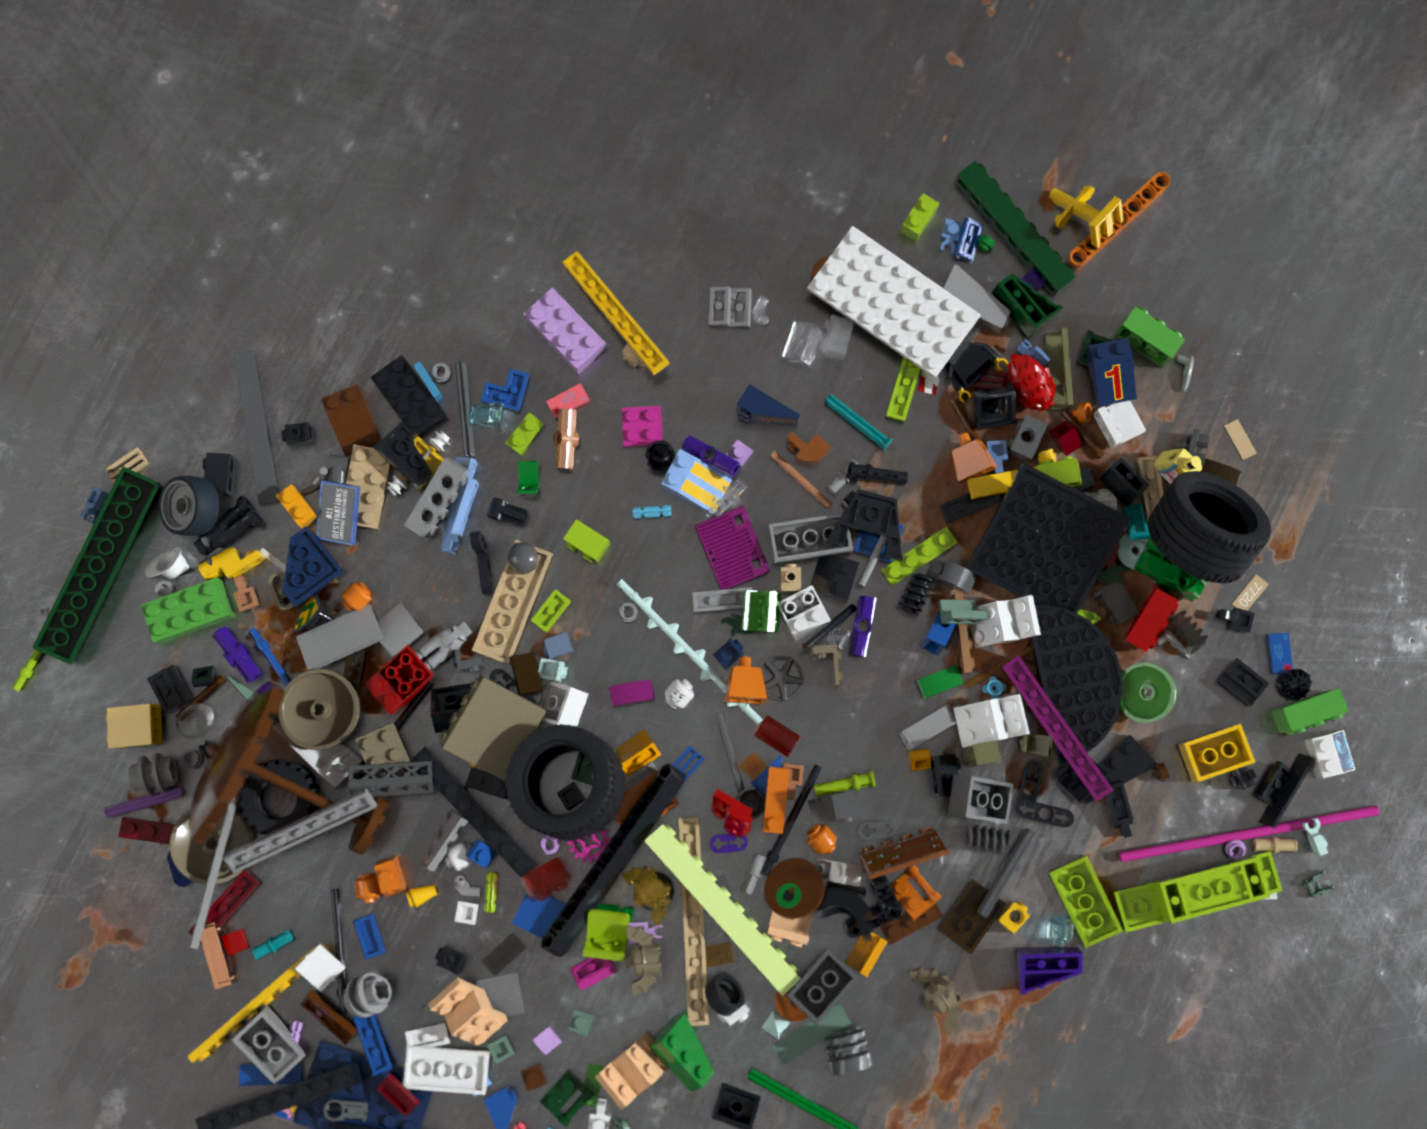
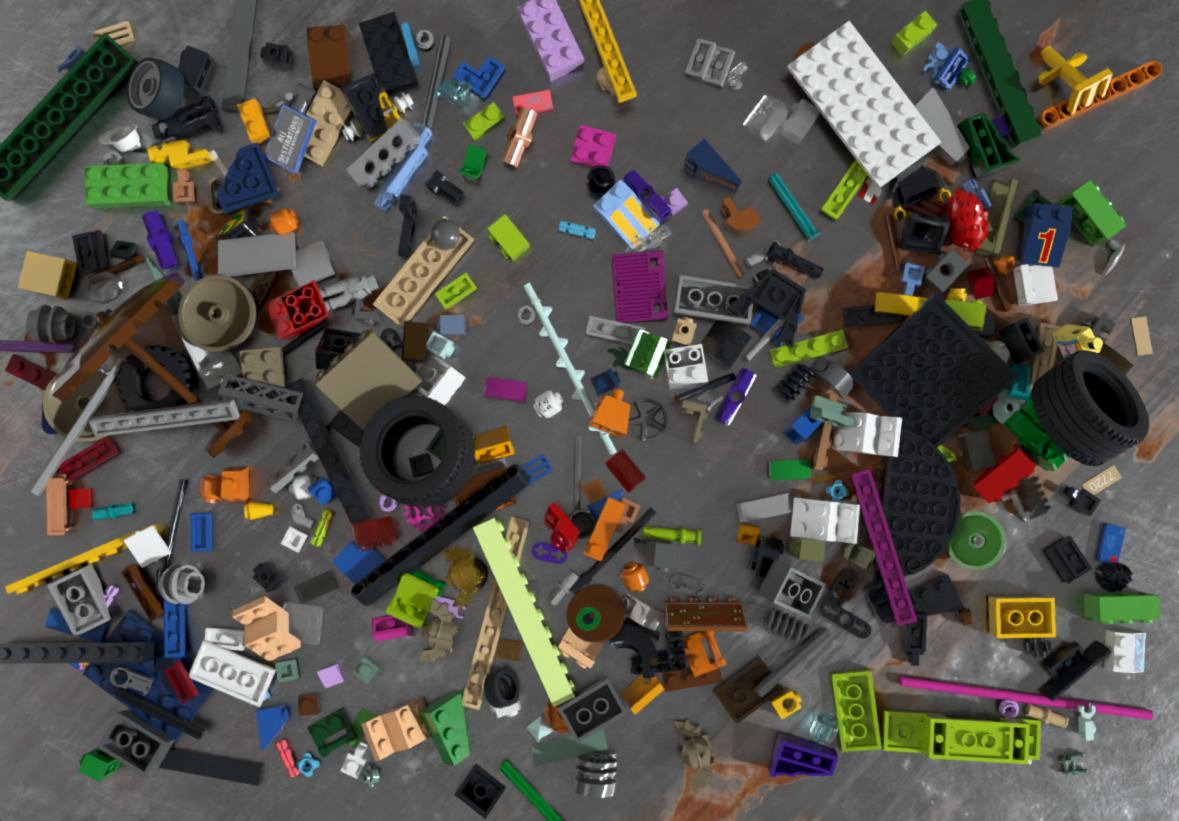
camera: 20 degrees right, 5 degrees up
(971, 459) = (887, 274): orange torso -> none

